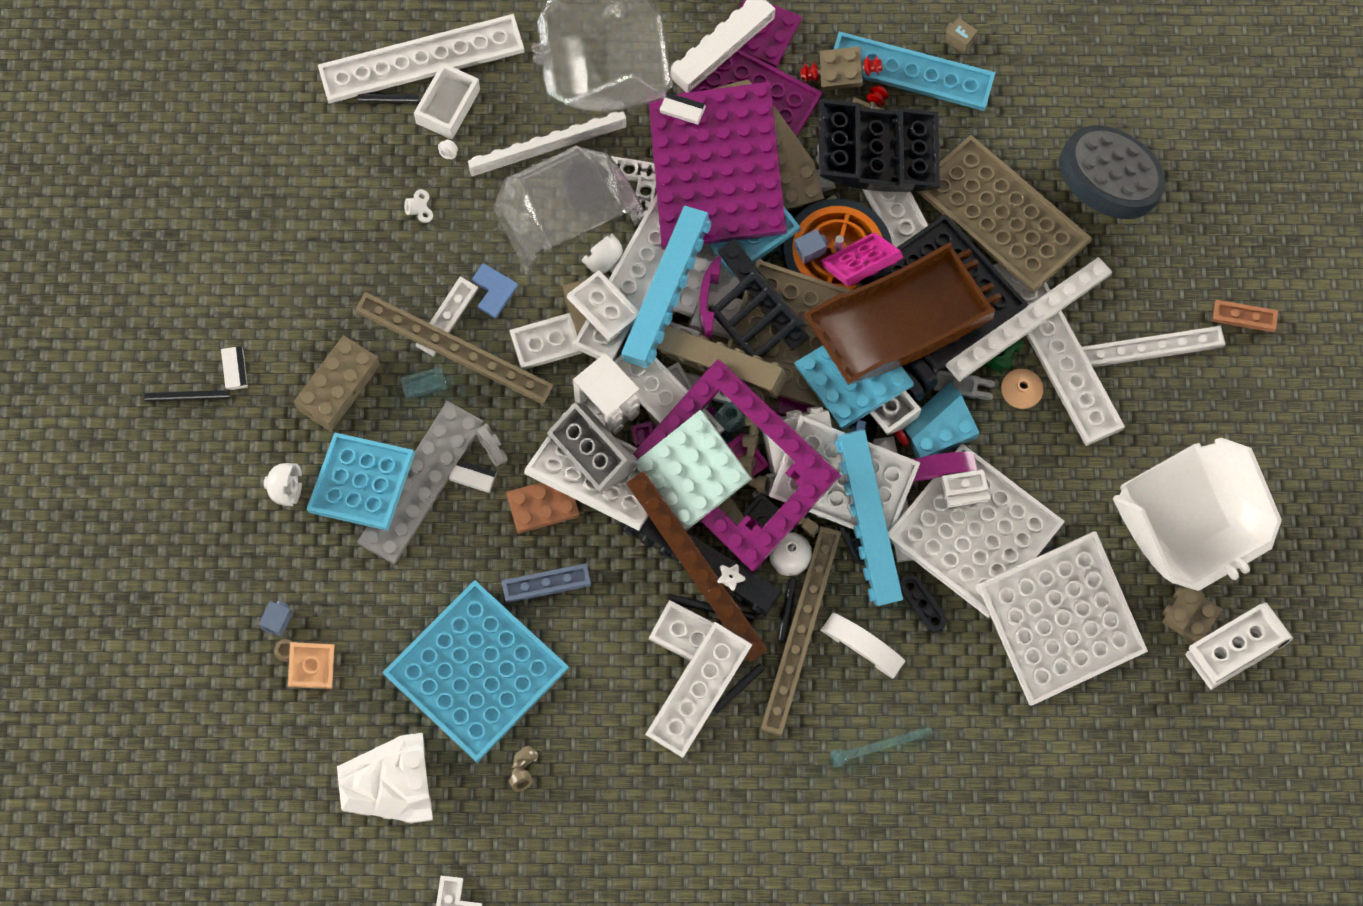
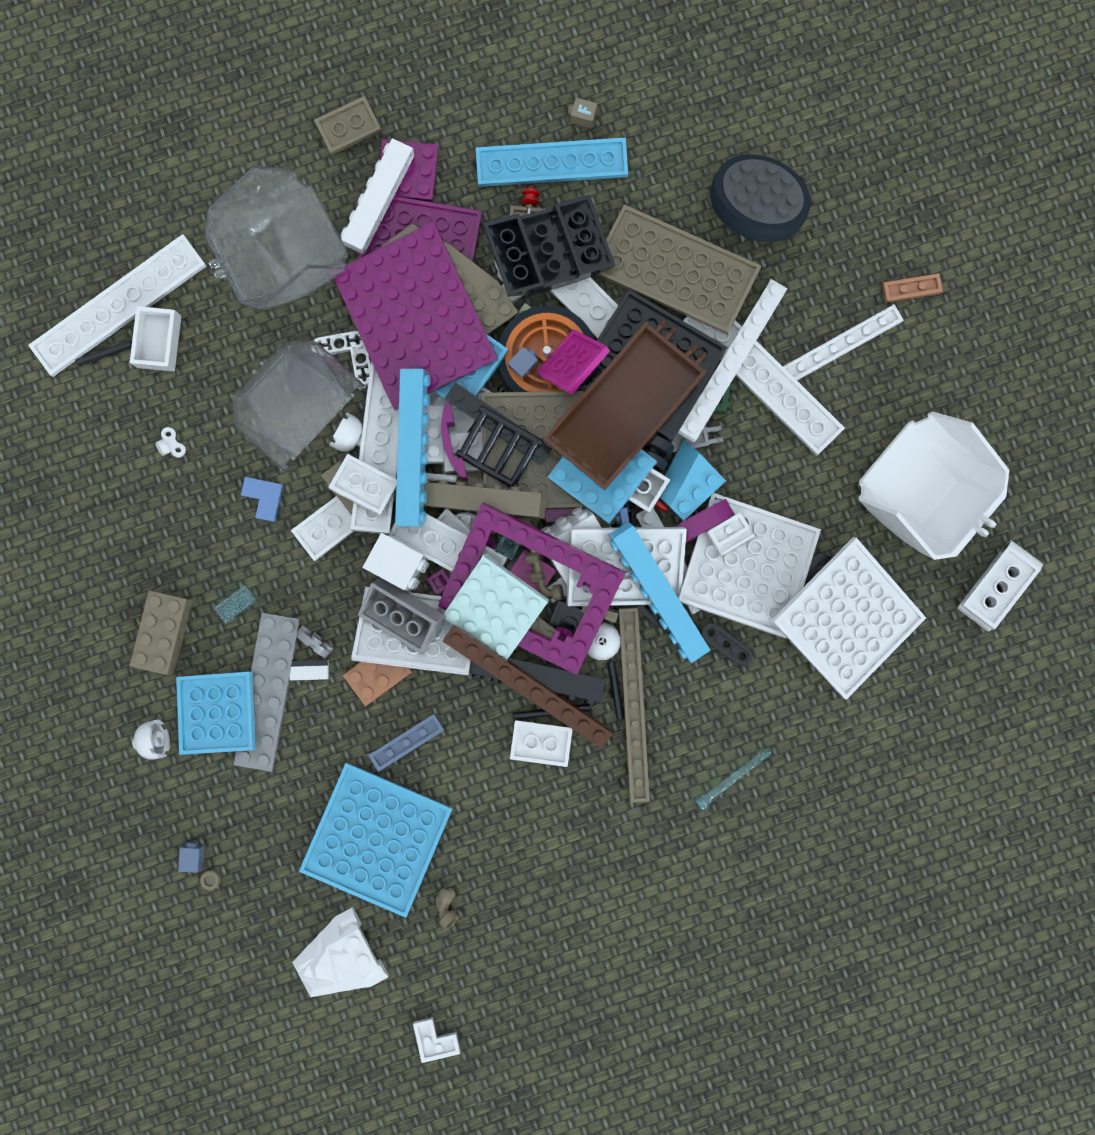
camera: 20 degrees left, 15 degrees up
(189, 395) = (37, 688): black bar -> none
(234, 368) = (68, 649): white tile -> none
(311, 665) = (236, 886): light nougat plate -> none
(448, 149) = (174, 382): white plate -> none
(452, 308) = (232, 536): white plate -> none
(454, 348) = (248, 565): dark tan plate -> none
(541, 145) = (254, 349): white plate -> none
(682, 108) = (365, 274): white tile -> none
(698, 689) = (568, 790): white plate -> none
(726, 580) = (560, 690): white plate -> none
(740, 686) = (599, 772): black bar -> none
(841, 68) = (490, 183): dark tan plate -> none
(863, 643) = (688, 697): white slope -> none
(1019, 397) = (738, 428): light nougat dish -> none
(1190, 614) = (951, 573): dark tan plate -> none

